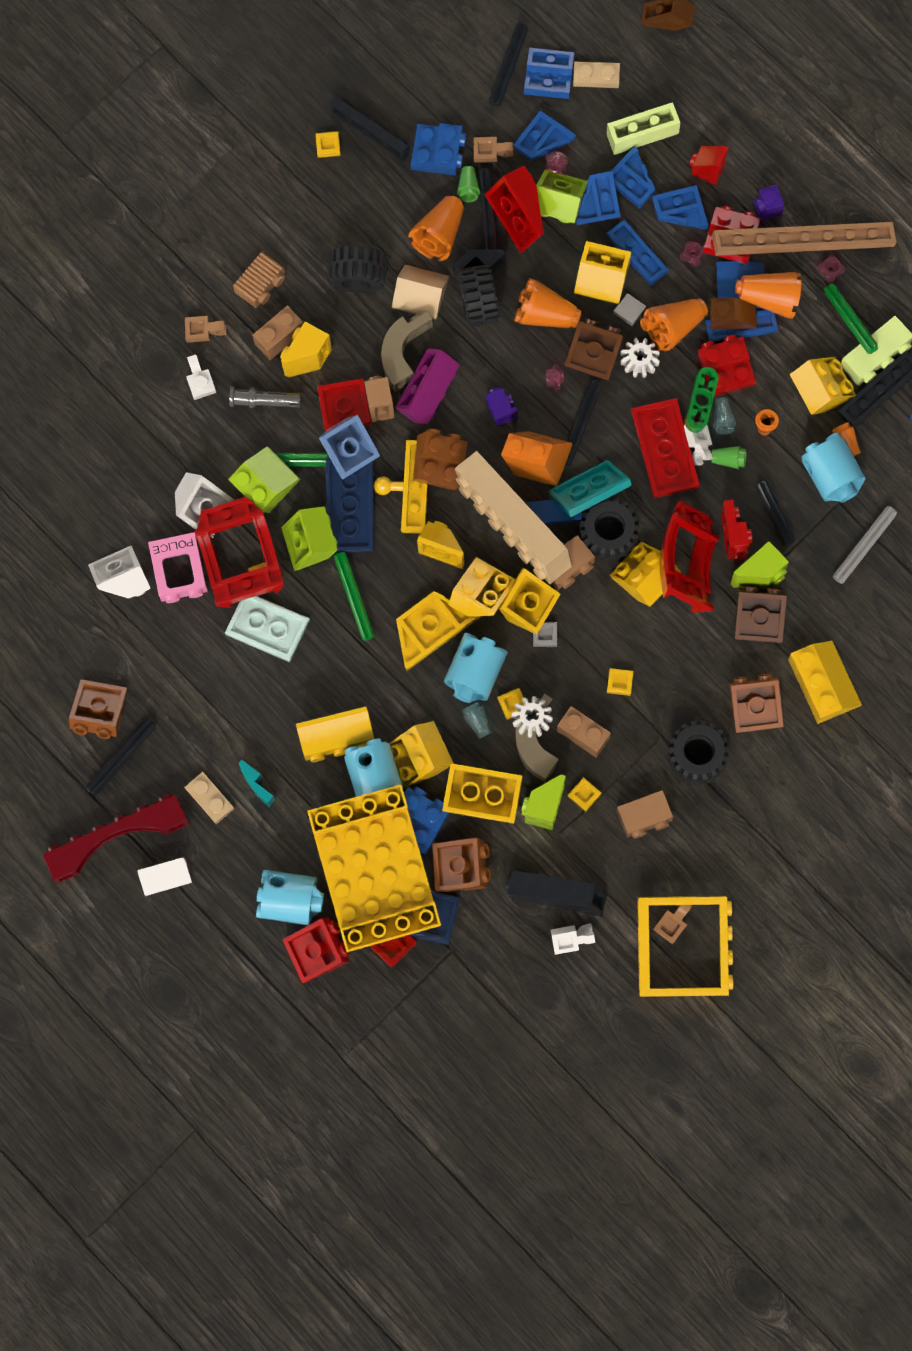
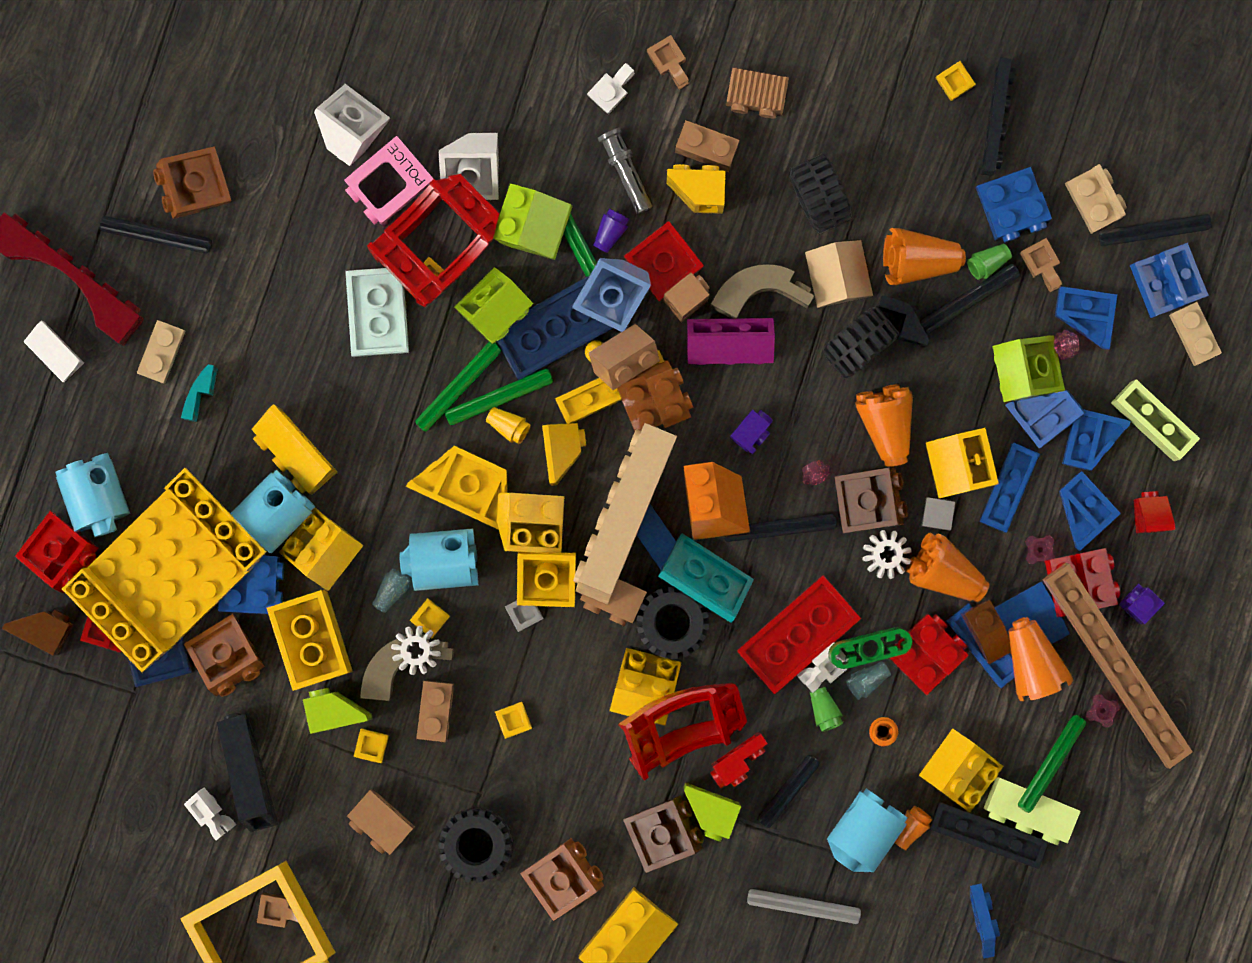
camera: 60 degrees right, 10 degrees up
(300, 430) = (610, 230): none -> dark purple cone
(368, 991) = (43, 630): none -> reddish brown slope
(377, 571) = (498, 397): none -> green axle
(398, 463) = (624, 356): none -> medium nougat brick
(401, 574) = (509, 425): none -> yellow cone
(464, 91) = (1096, 198): none -> tan bracket
(518, 207) = (986, 332): red slope -> none

